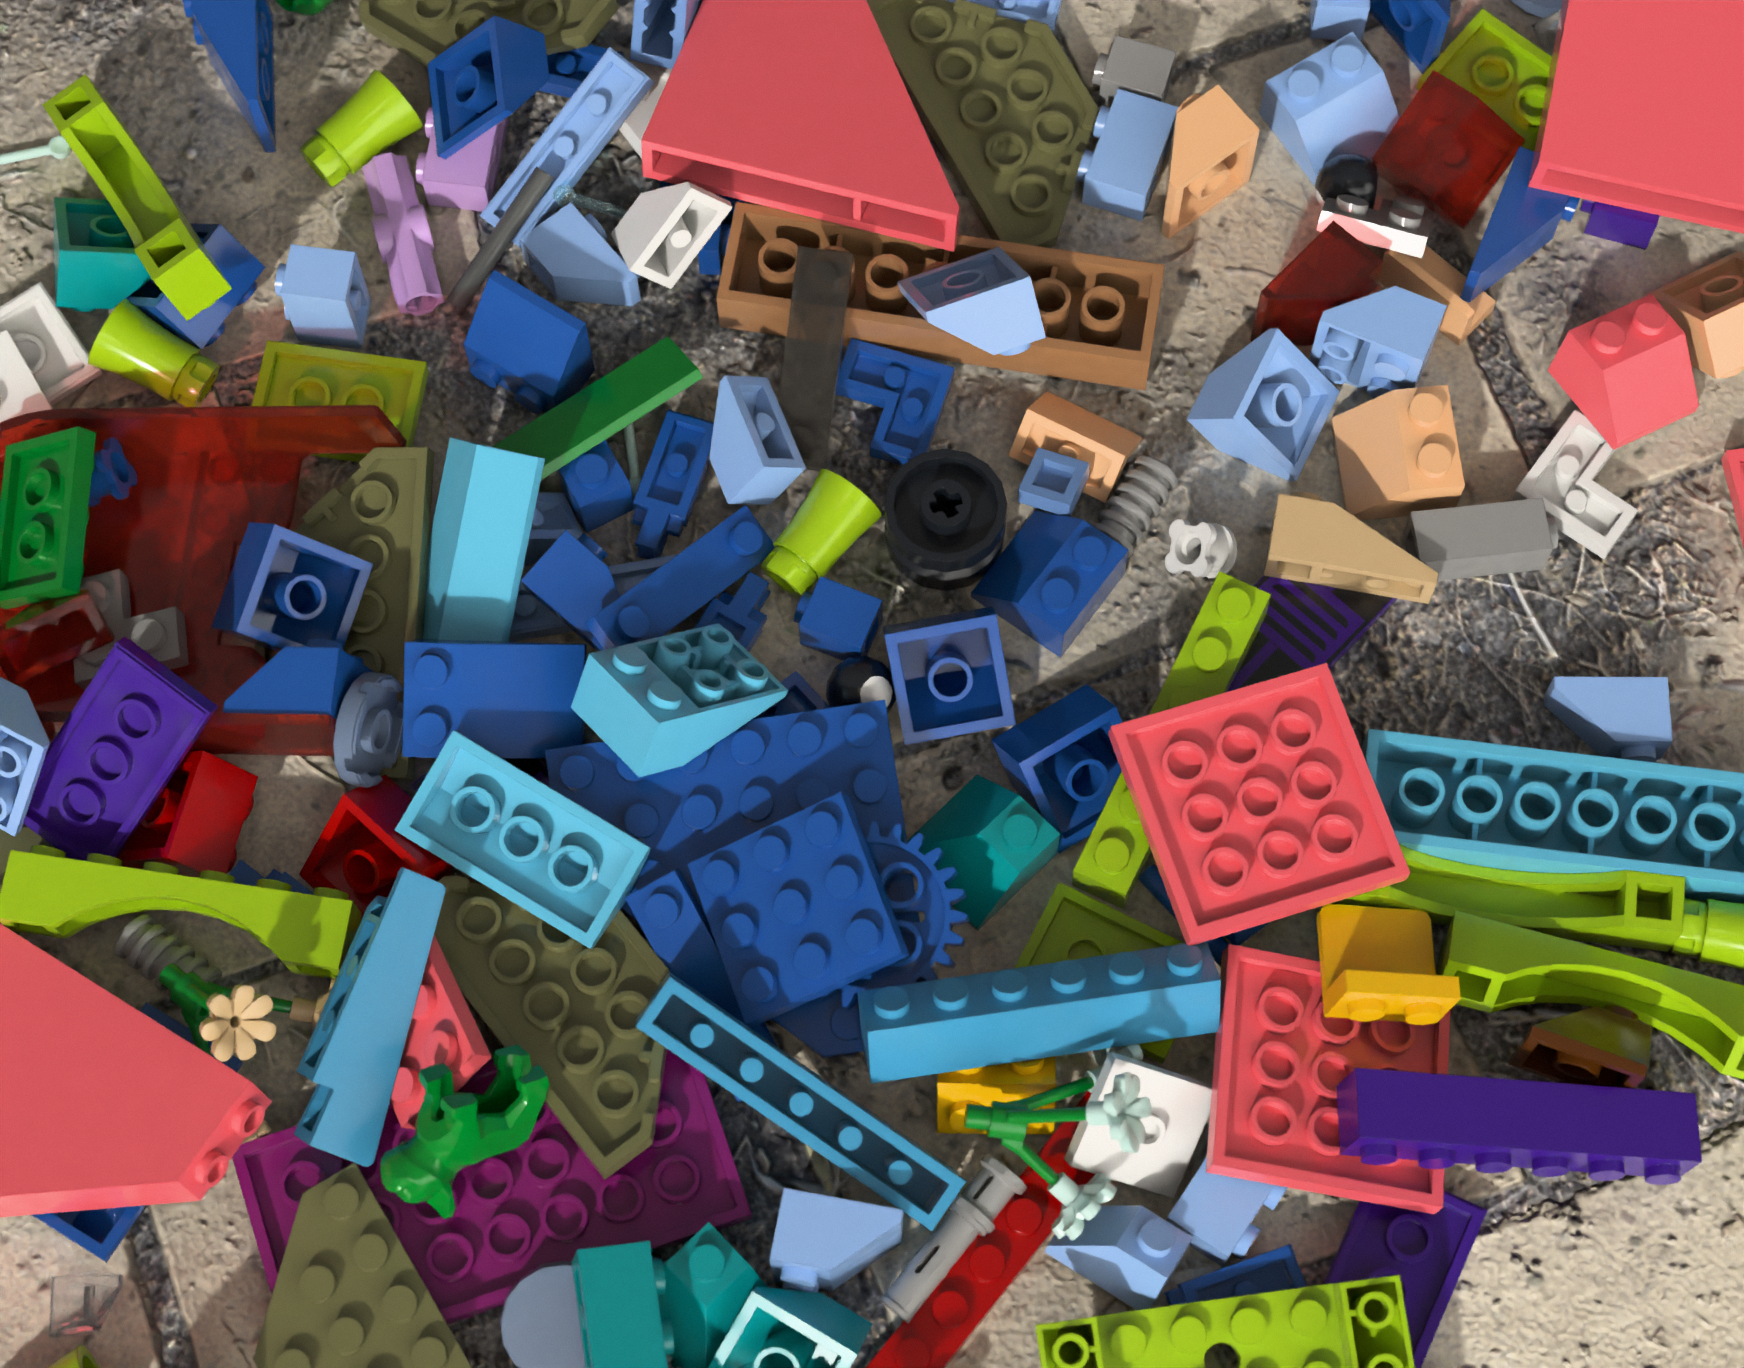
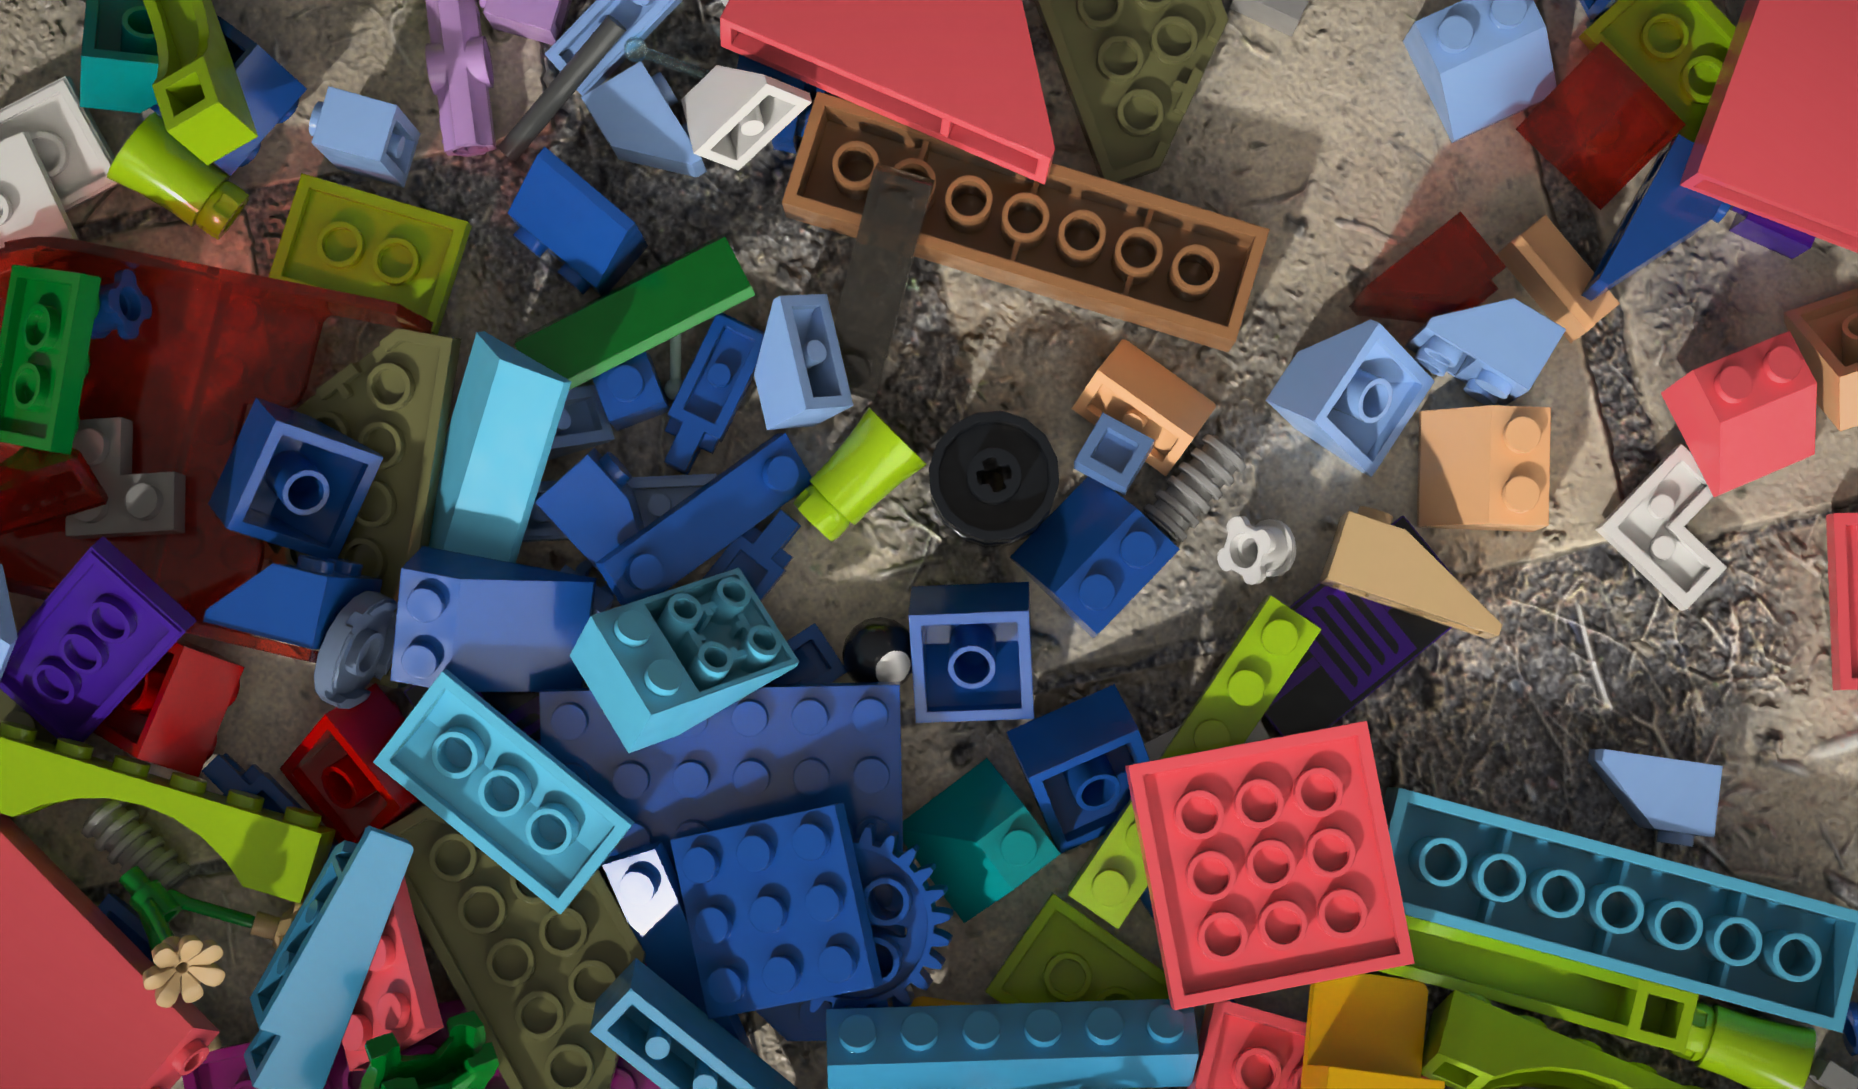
camera: 10 degrees right, 15 degrees up
(838, 619) = (865, 574): blue brick -> none
(907, 390) = (978, 326): blue plate -> none
(980, 301) = (1057, 254): light blue slope -> none
(1128, 154) = (1252, 78): light blue brick -> none
(1208, 157) = (1334, 99): light nougat slope -> none
(1347, 175) = (1483, 151): black piece -> none
(1397, 226) = (1523, 214): light grey plate -> none
(1482, 538) = (1554, 576): light grey brick -> none

